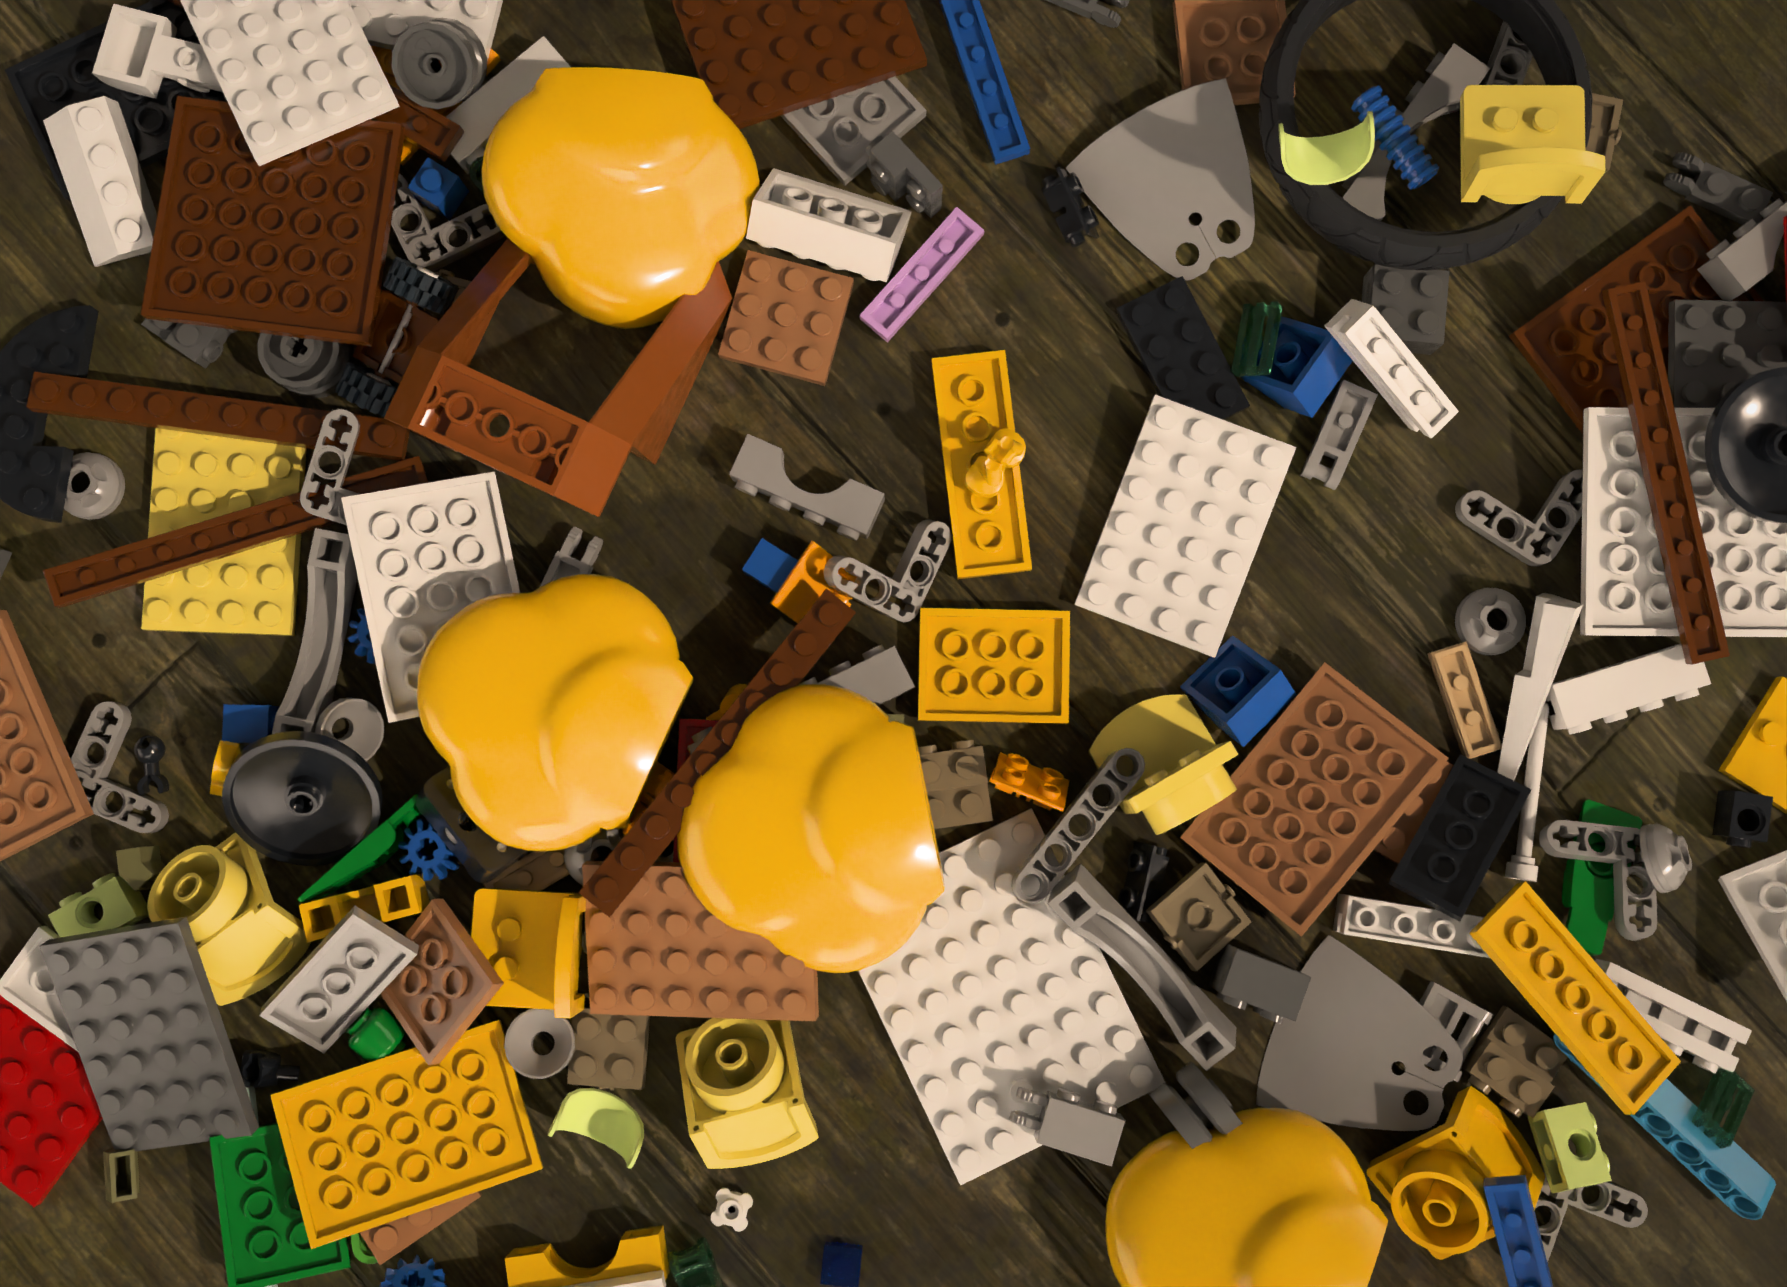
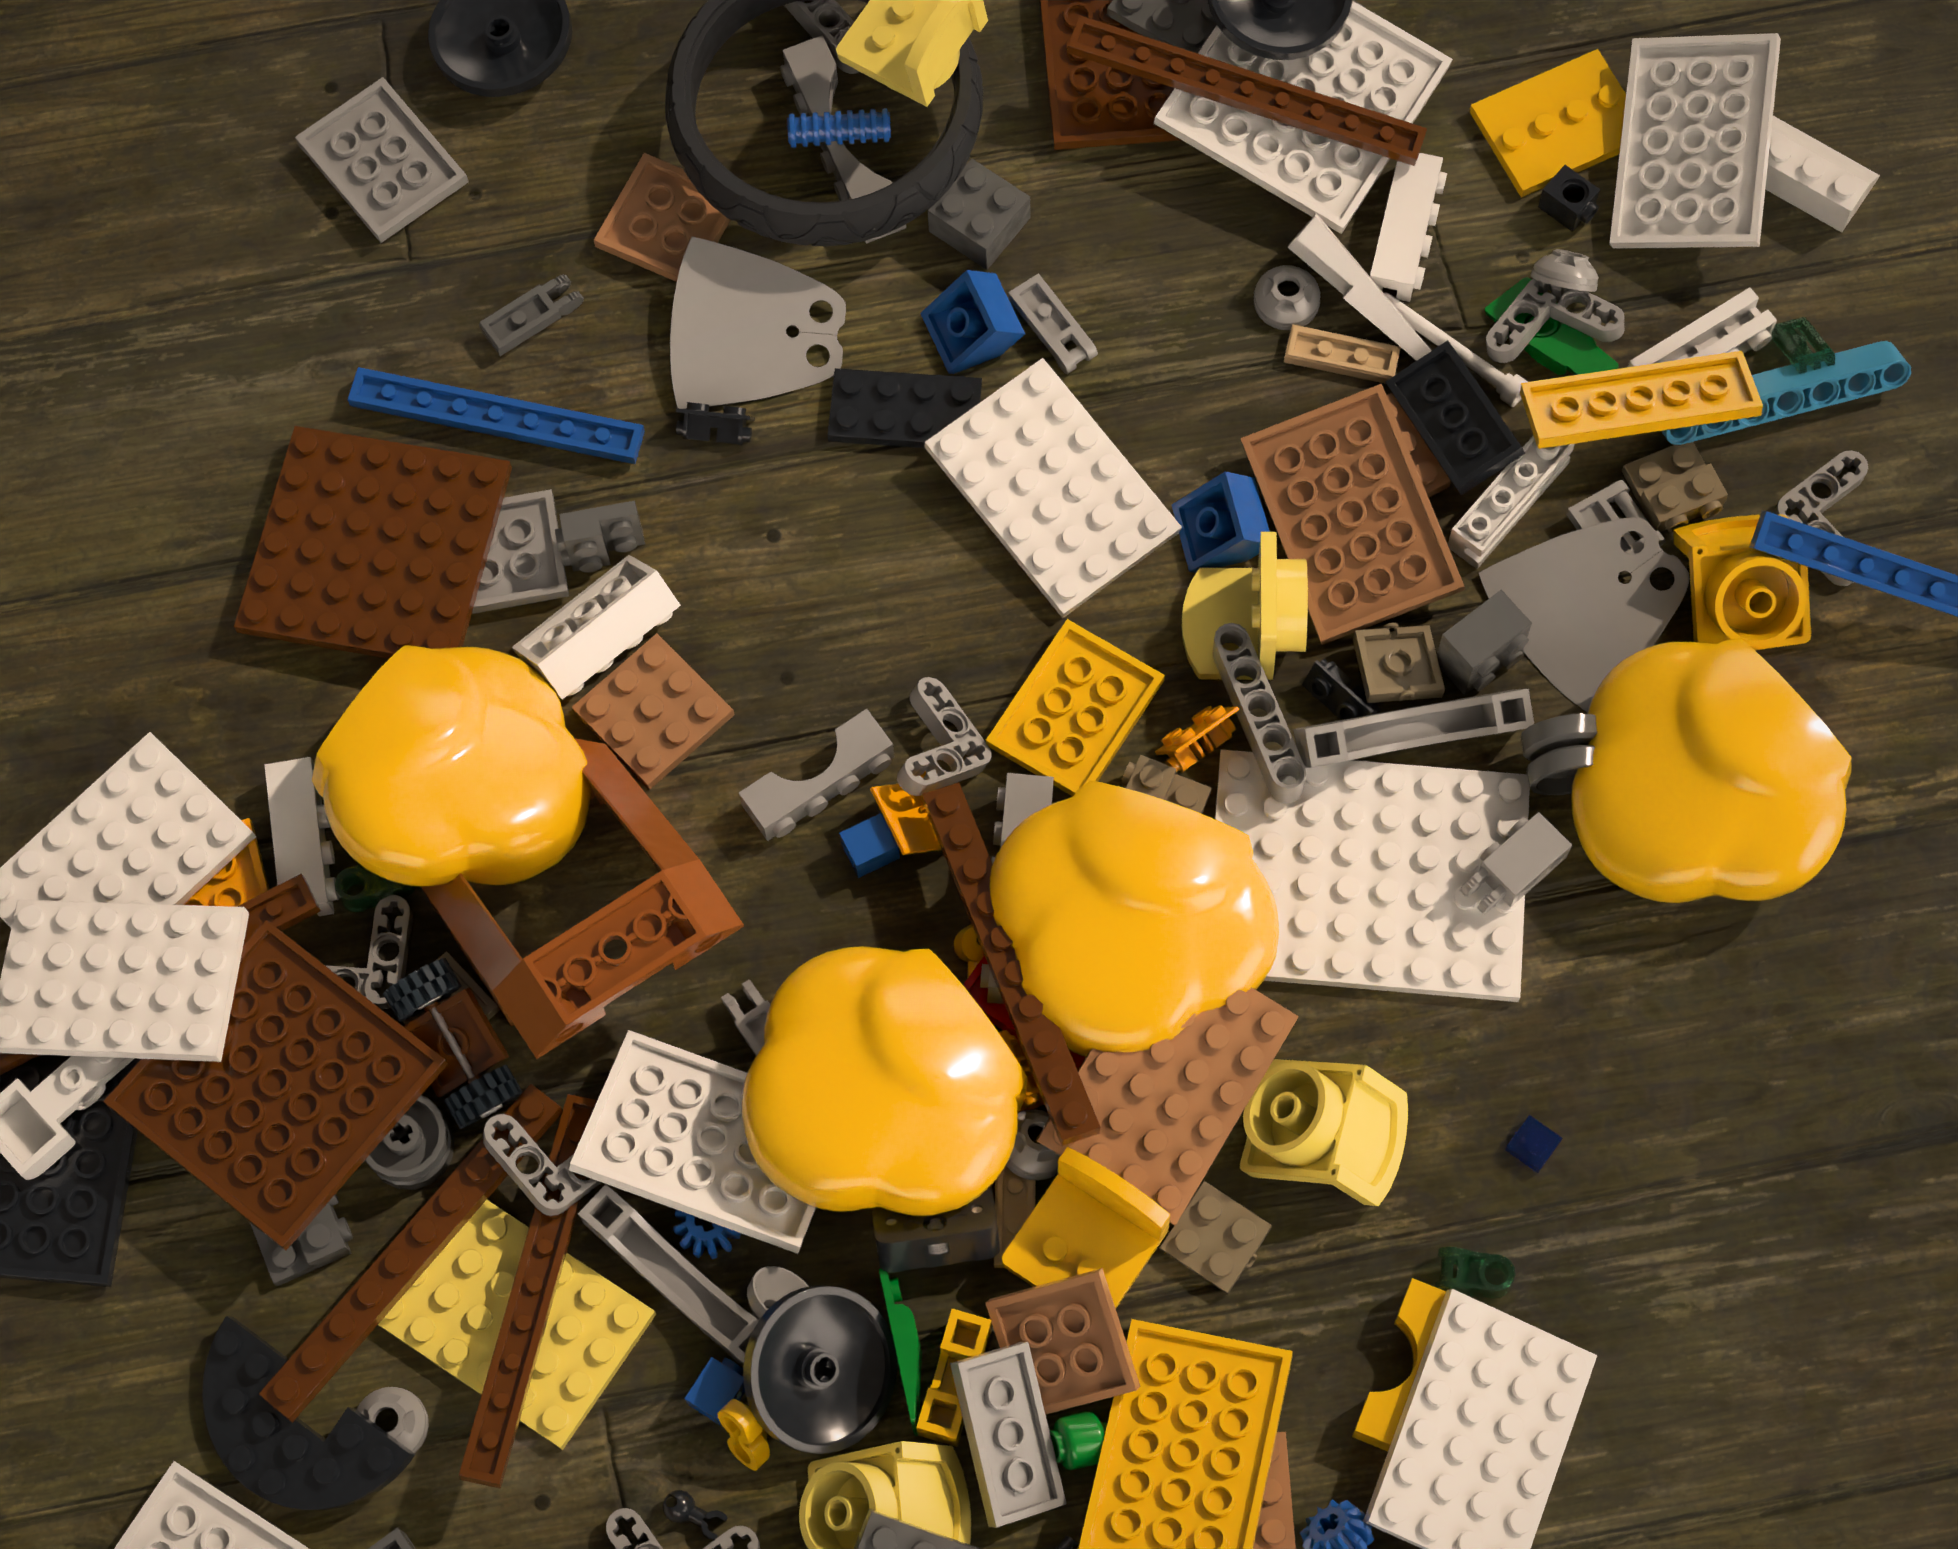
camera: 60 degrees left, 15 degrees down
(103, 179) = (123, 1232): white slope -> none
(418, 69) = (210, 853): dark grey wheel -> none
(428, 864) = (921, 1297): blue gear -> none
(438, 189) = (335, 938): blue brick -> none
(520, 1039) = (1172, 1271): light grey piece -> none
(602, 1118) = (1286, 1277): yellowish green piece -> none
(729, 1198) = (1428, 1222): white plate -> none
(922, 274) = (692, 576): lavender plate -> none
(971, 408) = (891, 621): yellow plate -> none
(1002, 452) = (902, 607): yellow piece -> none
(1251, 338) = (906, 324): clear green tile -> none
(1328, 157) = (823, 180): yellowish green piece -> none
(1391, 368) = (1024, 245): white brick -> none
(1525, 530) = (1228, 227): light grey beam -> none
(1562, 1168) = (1769, 480): yellowish green brick -> none

